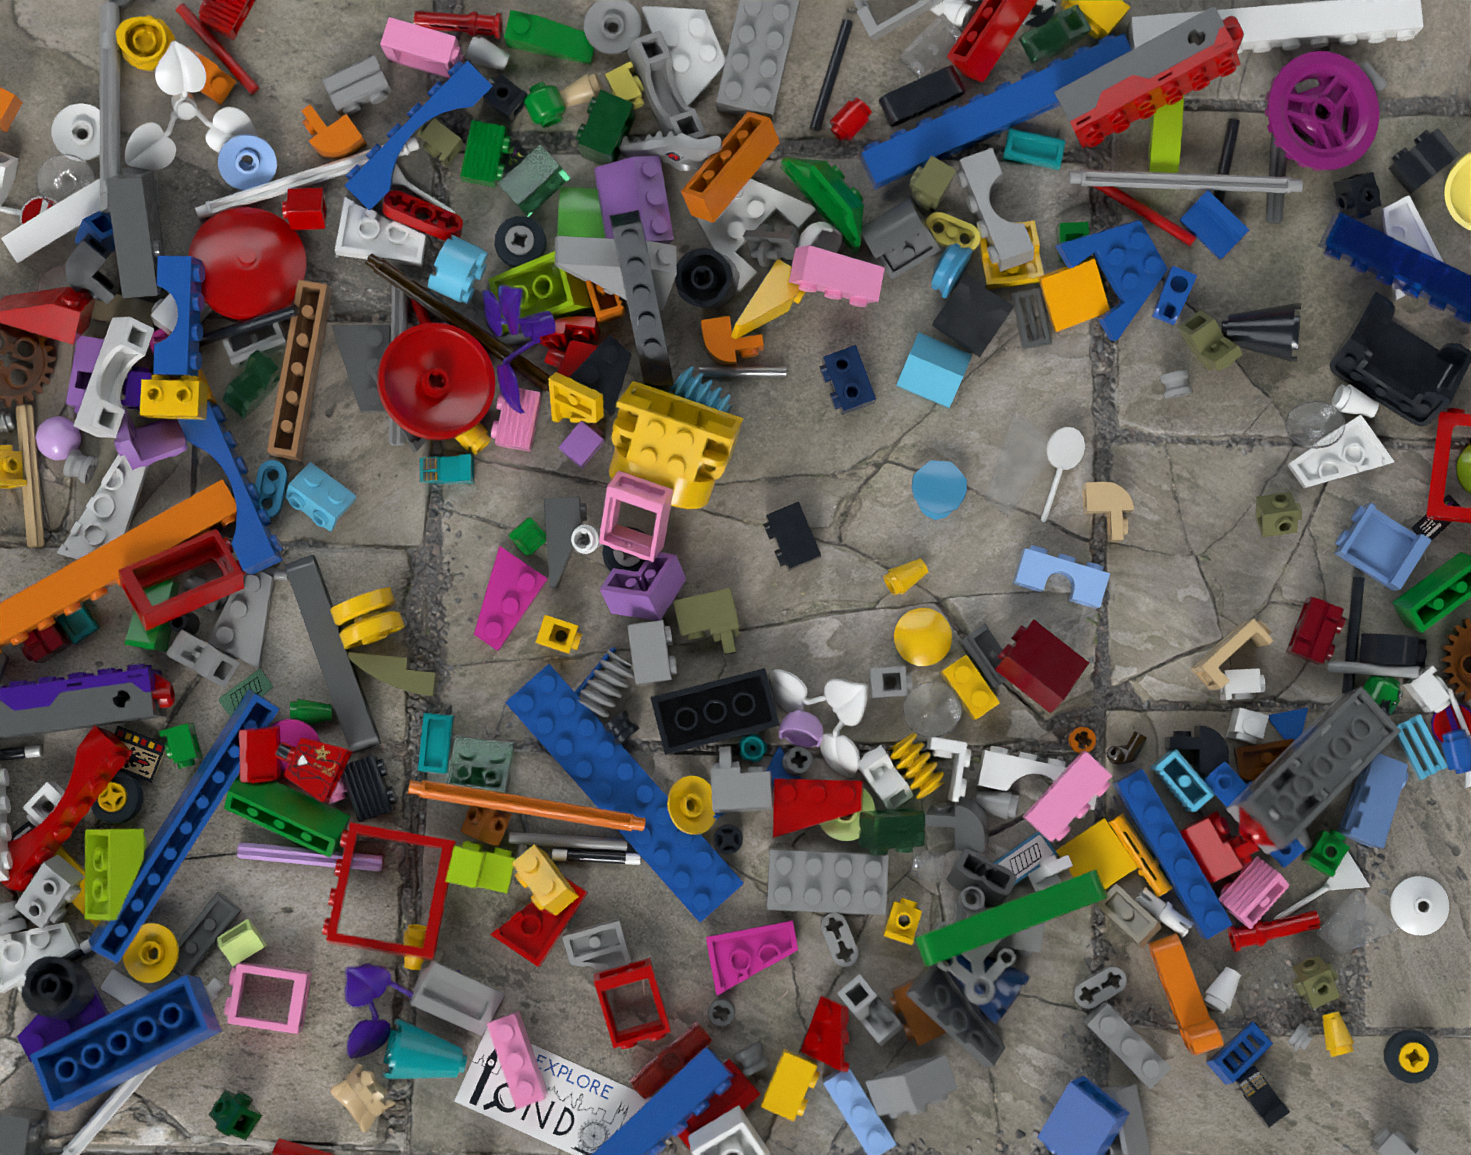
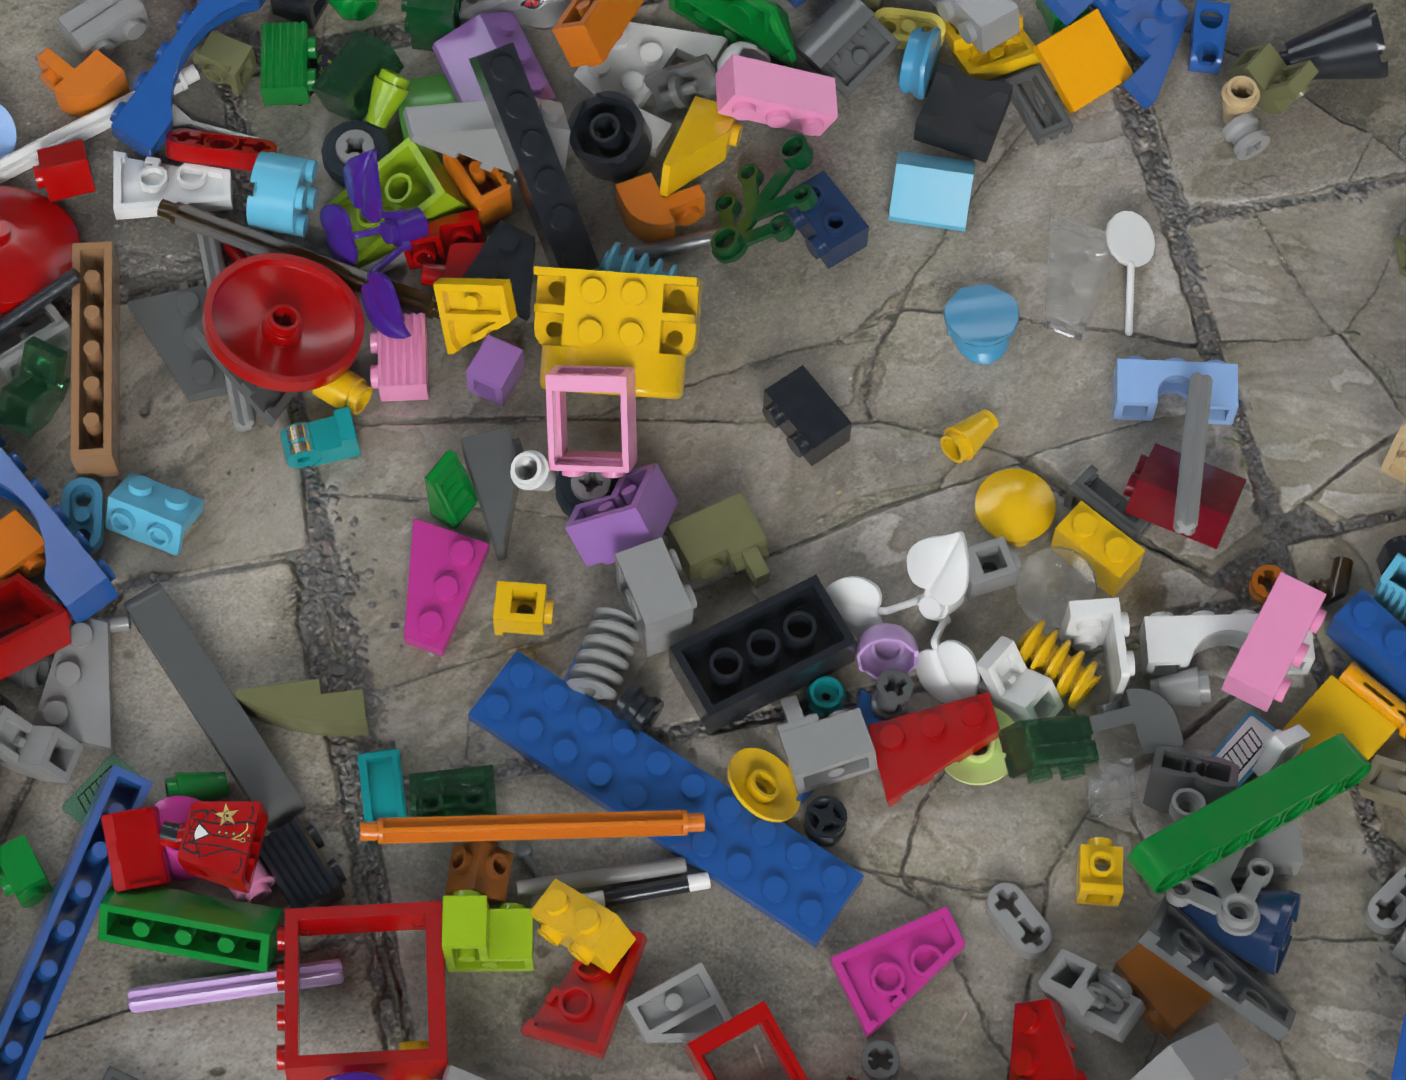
camera: 15 degrees left, 20 degrees down
(368, 621) = (252, 638): yellow wheel -> none
(551, 204) = (387, 95): none -> lime cone
(802, 360) = (734, 239): none -> dark green plant
(827, 881) = (979, 842): light grey brick -> none
(1052, 645) = (1193, 454): none -> light grey axle
(1109, 500) = (1207, 285): tan brick -> none
(1183, 352) = (1239, 97): none -> tan cone

